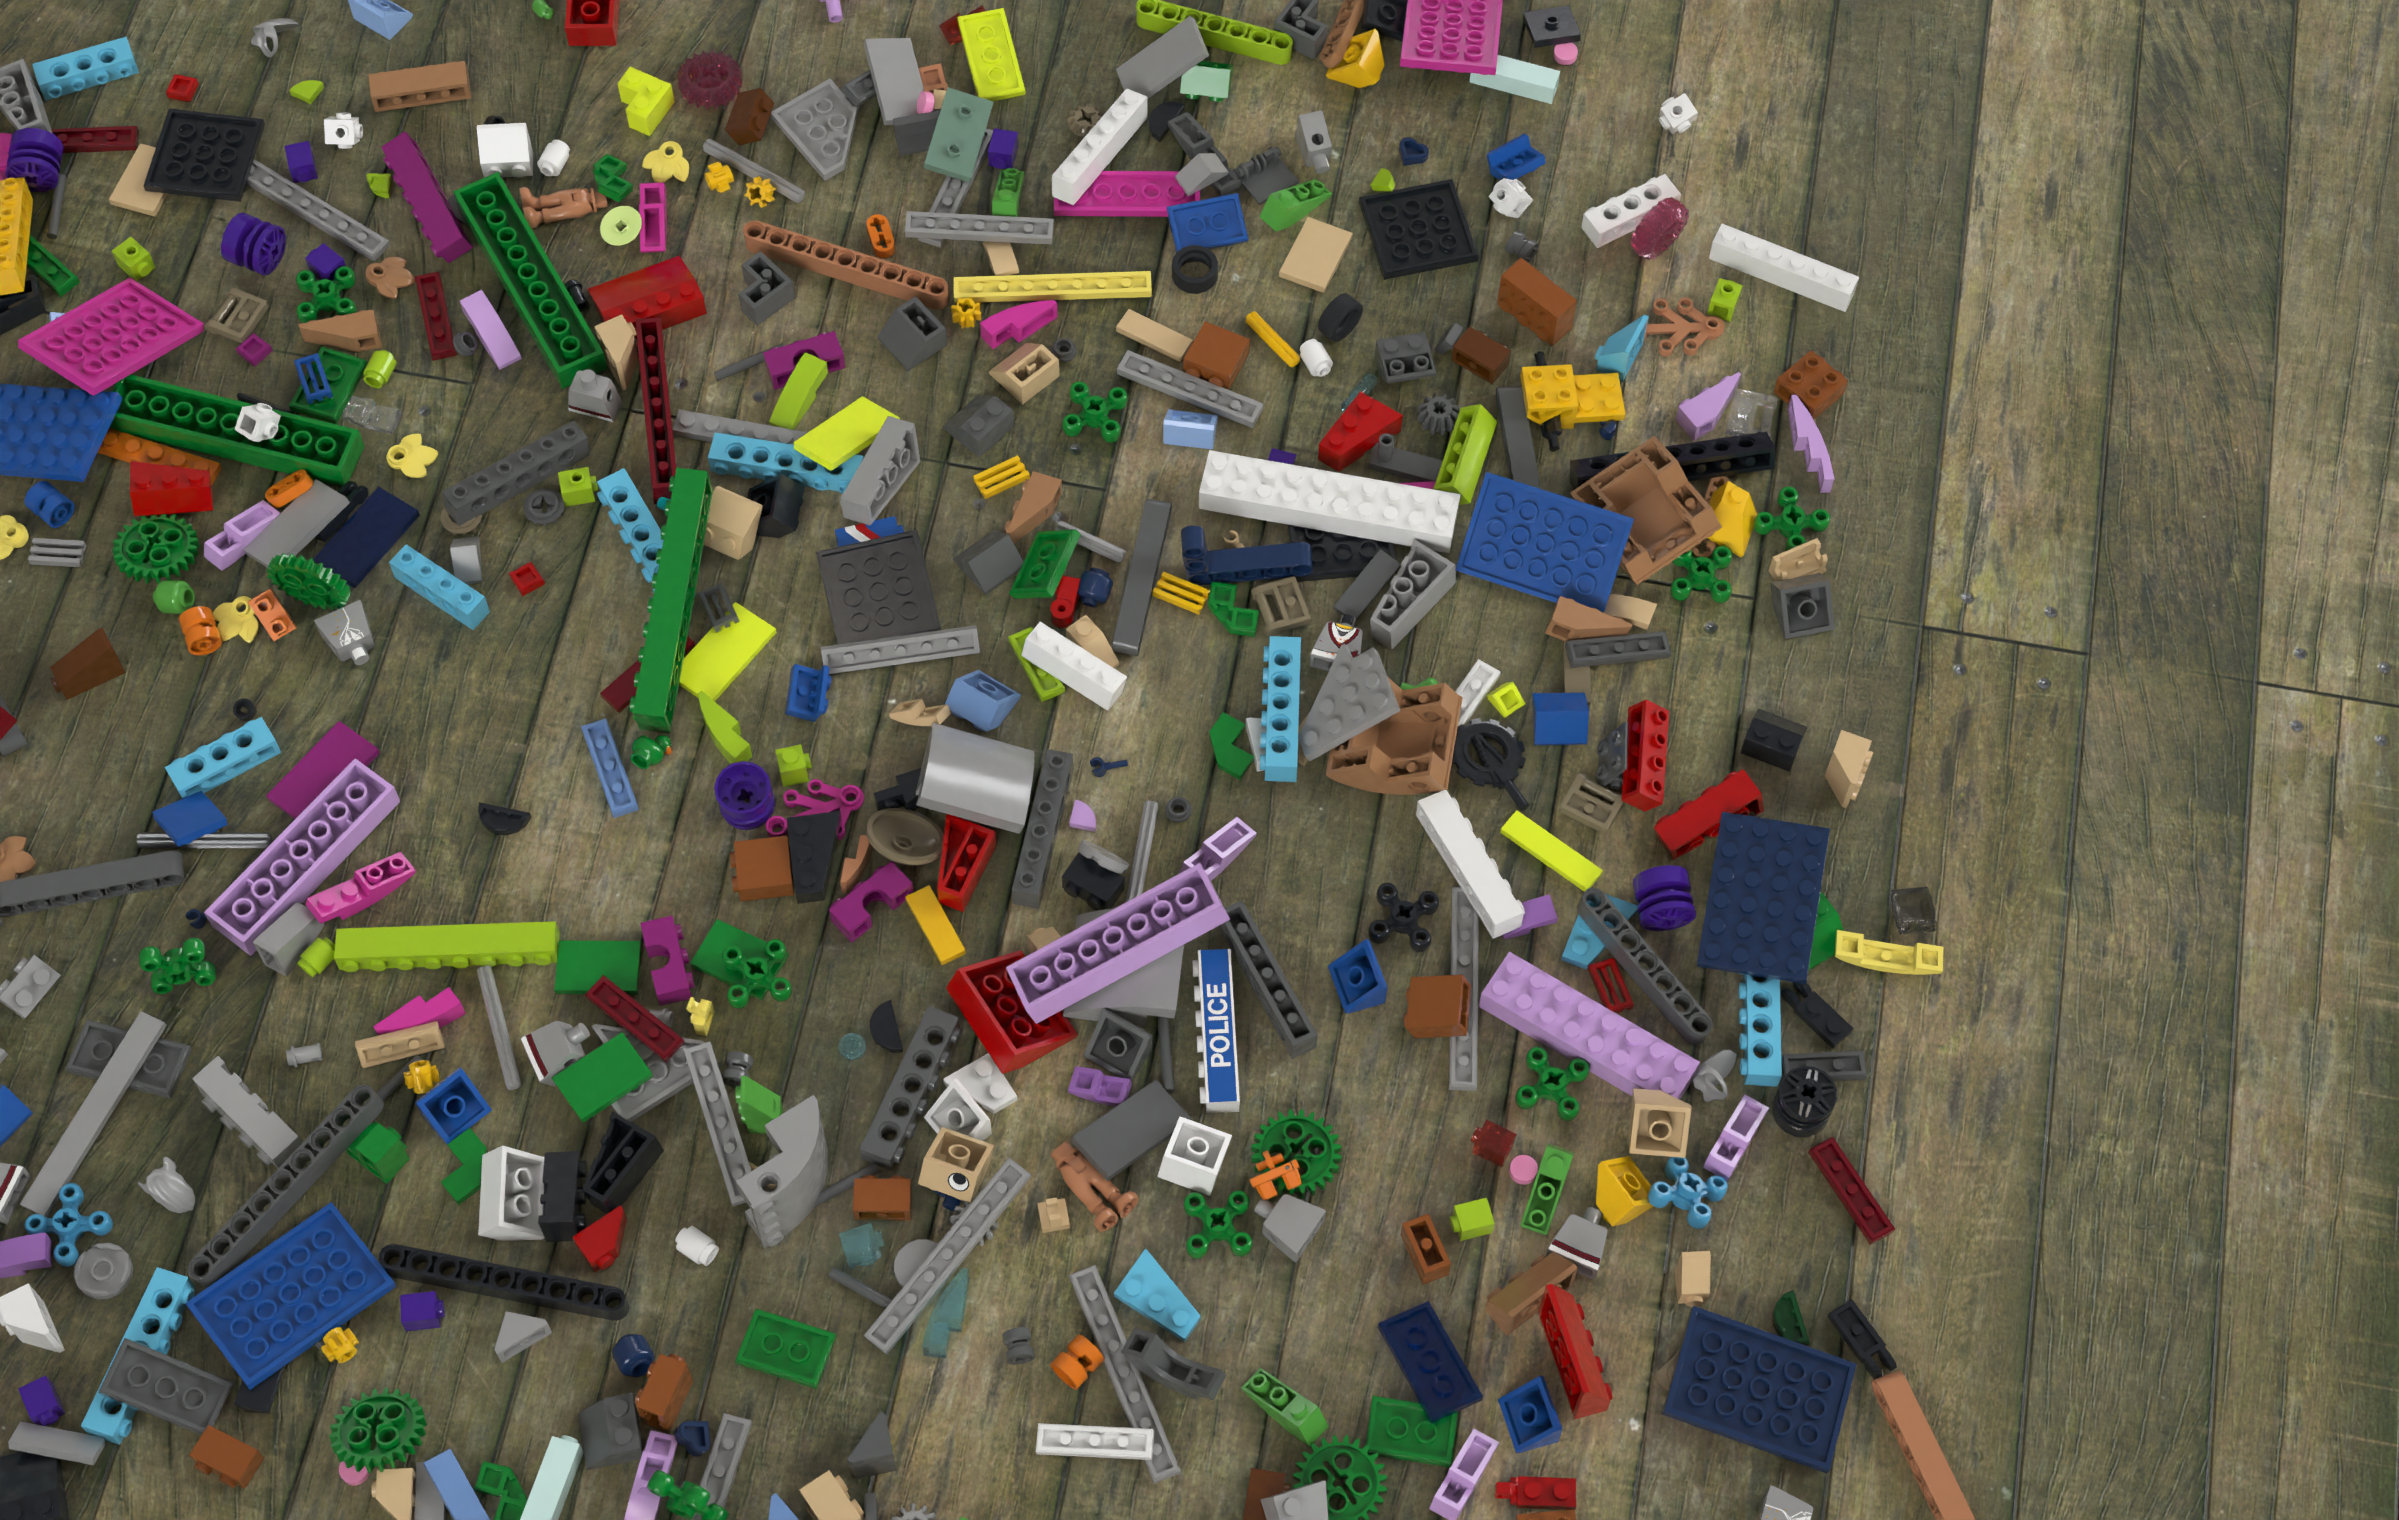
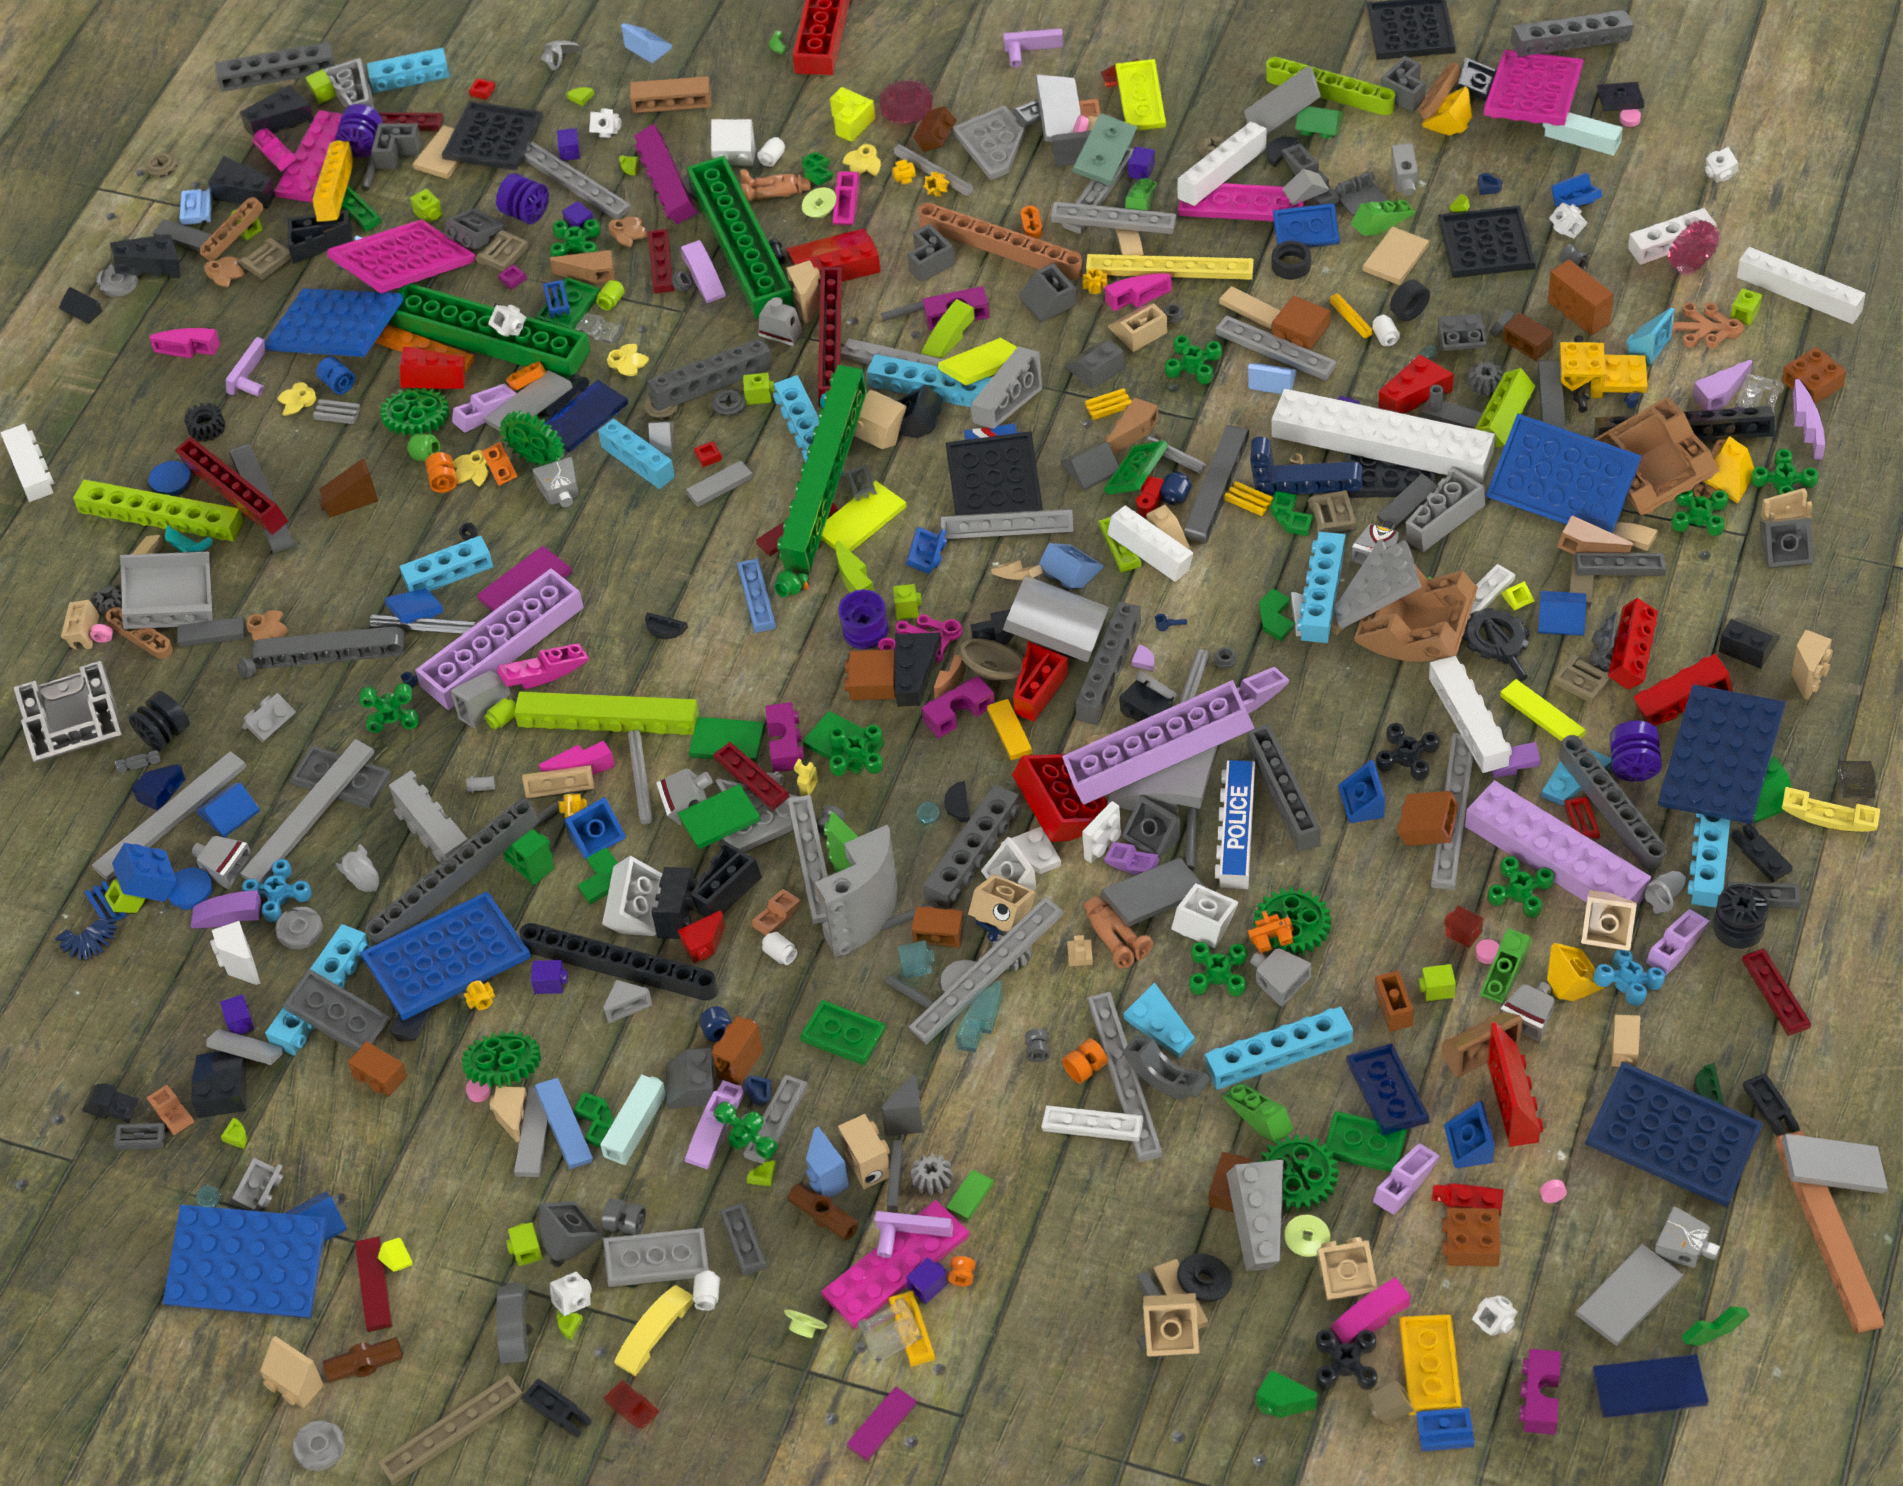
camera: 15 degrees right, 10 degrees down
(79, 171) = (393, 141): none -> dark grey brick
(196, 286) = (472, 228): none -> dark grey plate
(546, 618) = (719, 483): none -> light grey tile
(687, 1197) = (777, 913): none -> nougat slope
(1065, 1055) = (1101, 832): none -> white plate
(1240, 1360) = (1269, 1057): none -> medium azure brick
(1631, 1475) = (1553, 1191): none -> bright pink tile
(1941, 1410) = (1834, 1163): none -> light grey tile

